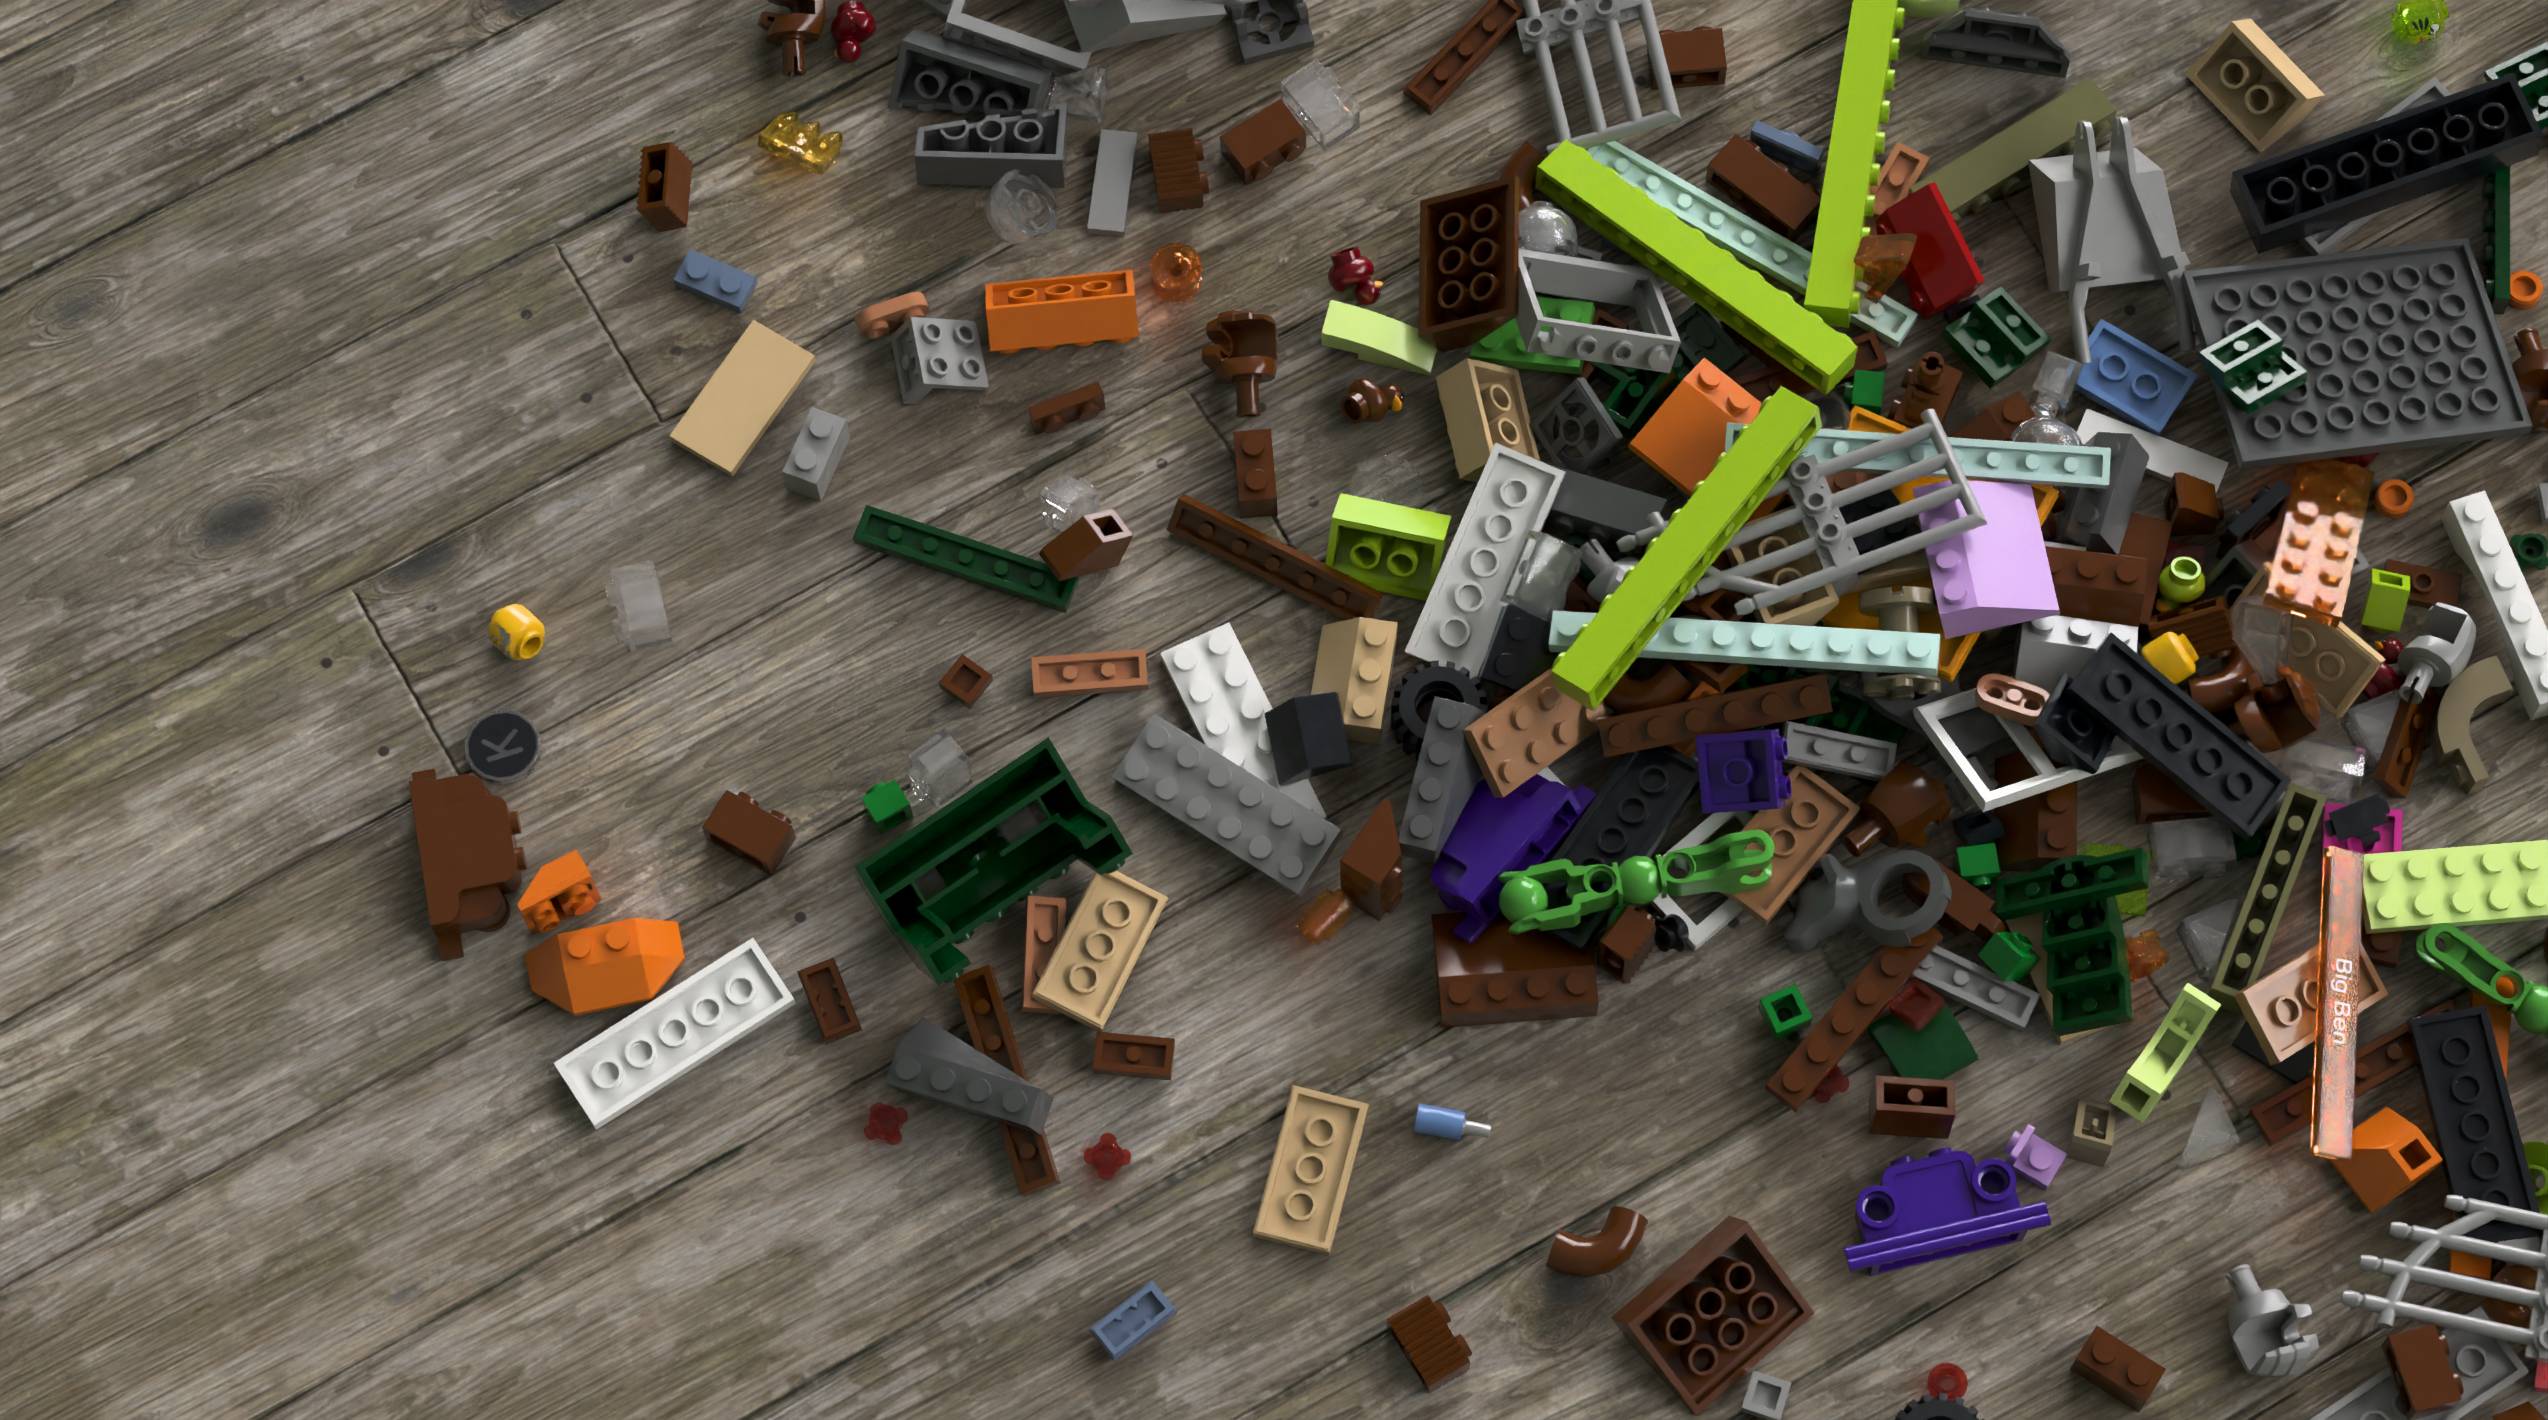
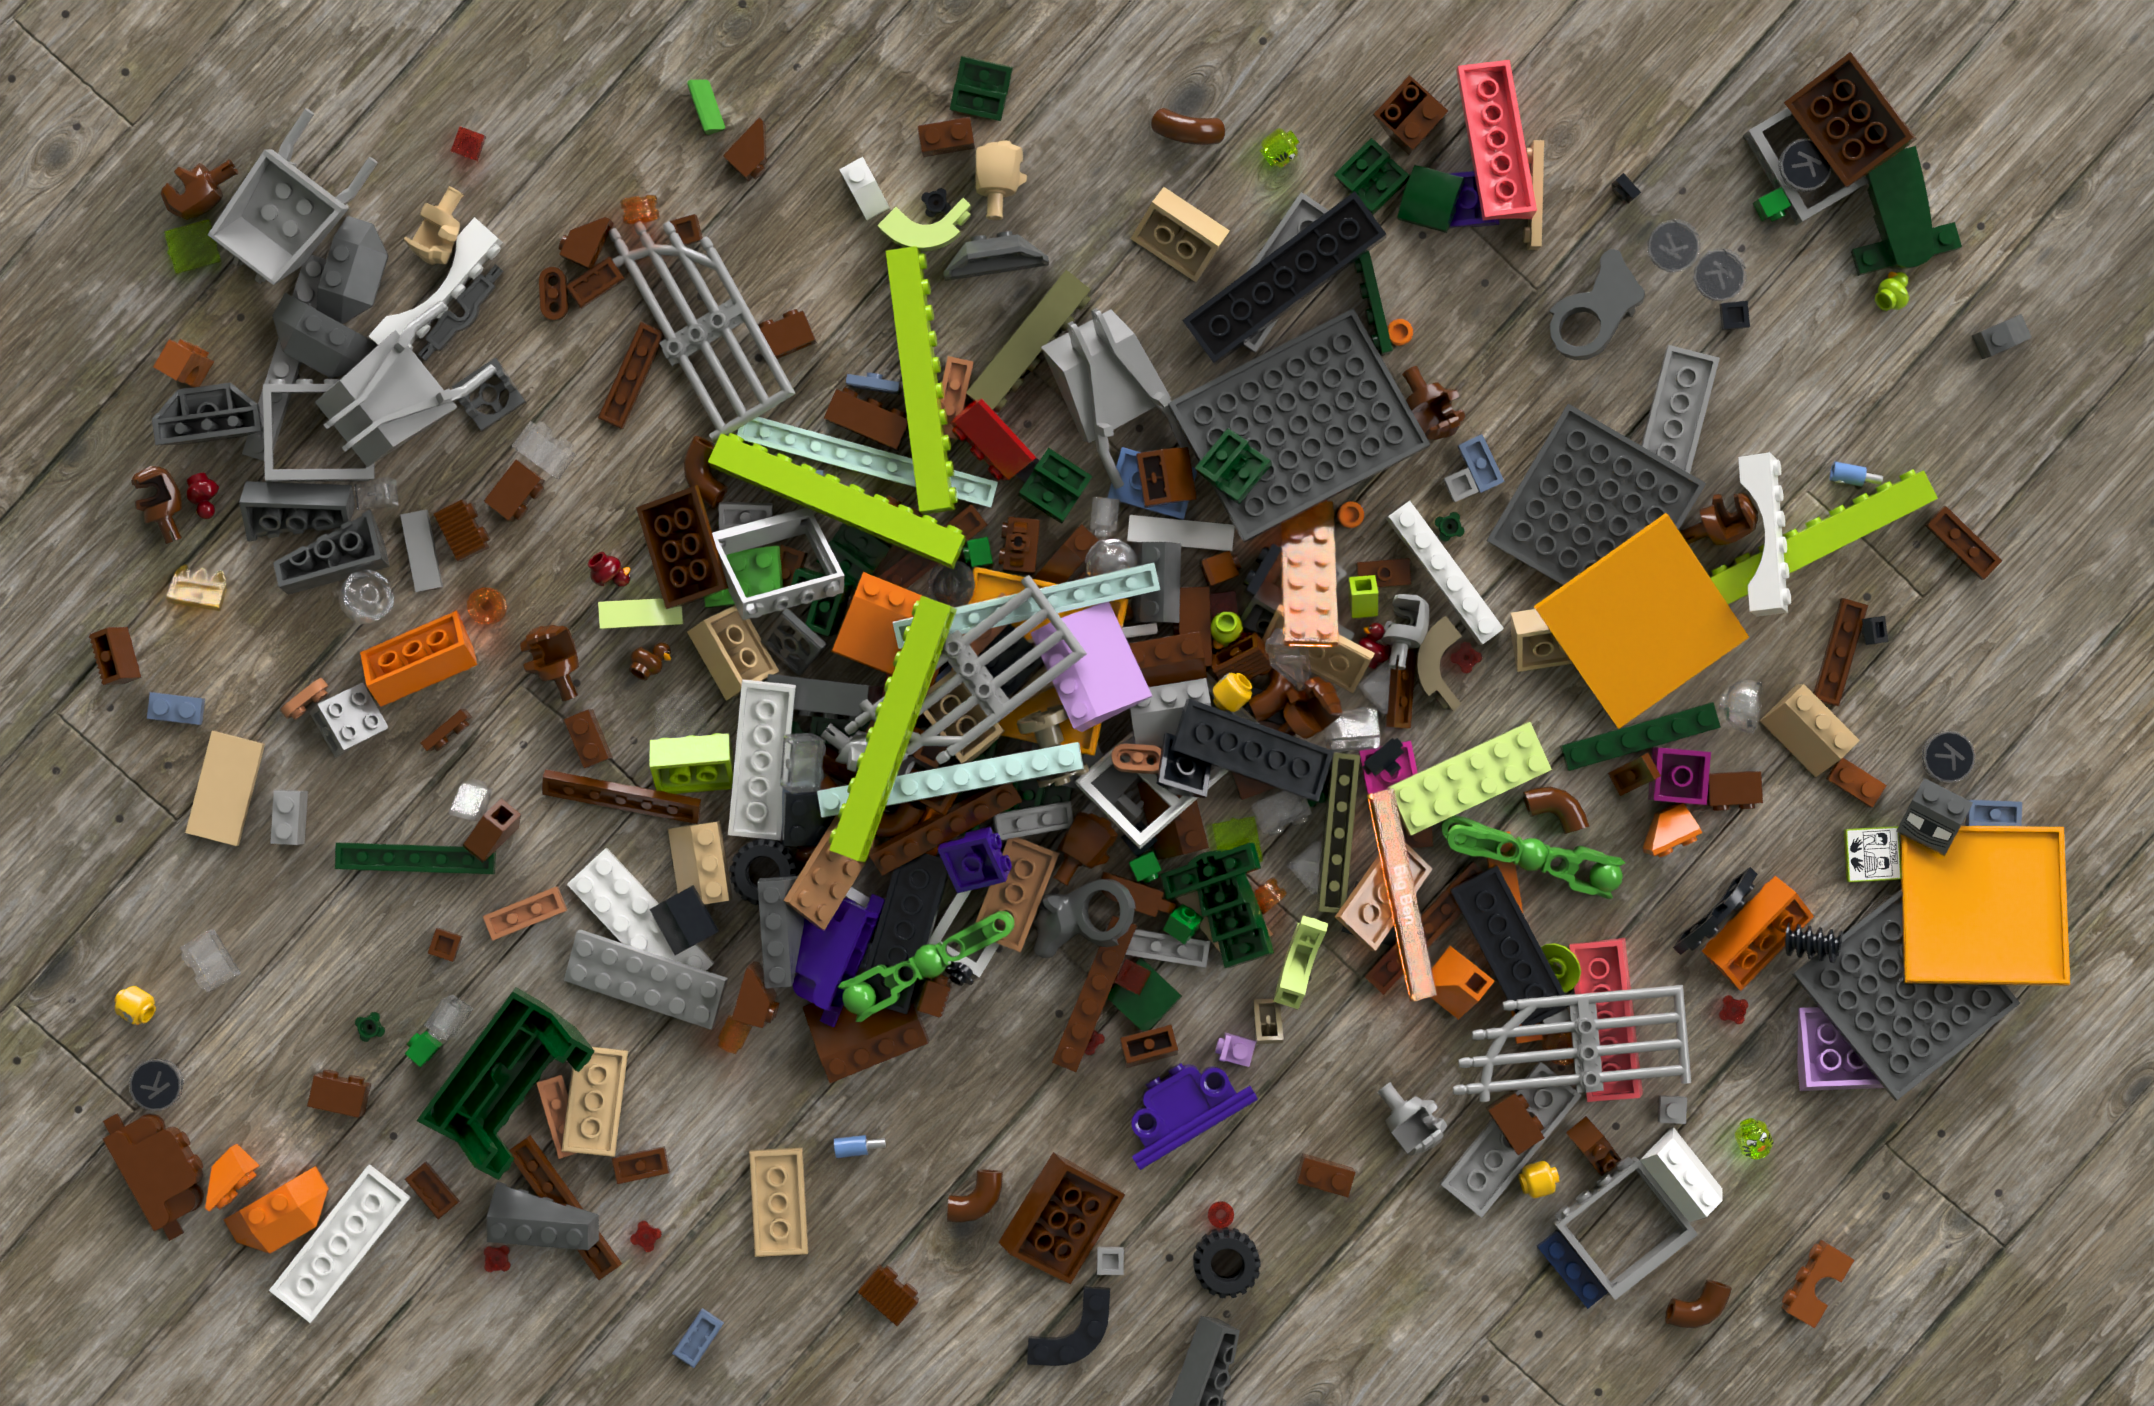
camera: 20 degrees left, 20 degrees up
(819, 749) = (366, 1033): none -> dark green plate
(1547, 230) = (727, 510): clear cylinder -> none
(1788, 1001) = (1050, 1016): green plate -> none
(1884, 260) = (963, 460): clear orange slope -> none
(2152, 363) = (1166, 476): none -> reddish brown slope
(2210, 1134) = (1342, 1001): clear slope -> none
(2515, 719) = (1458, 657): none -> clear red plate

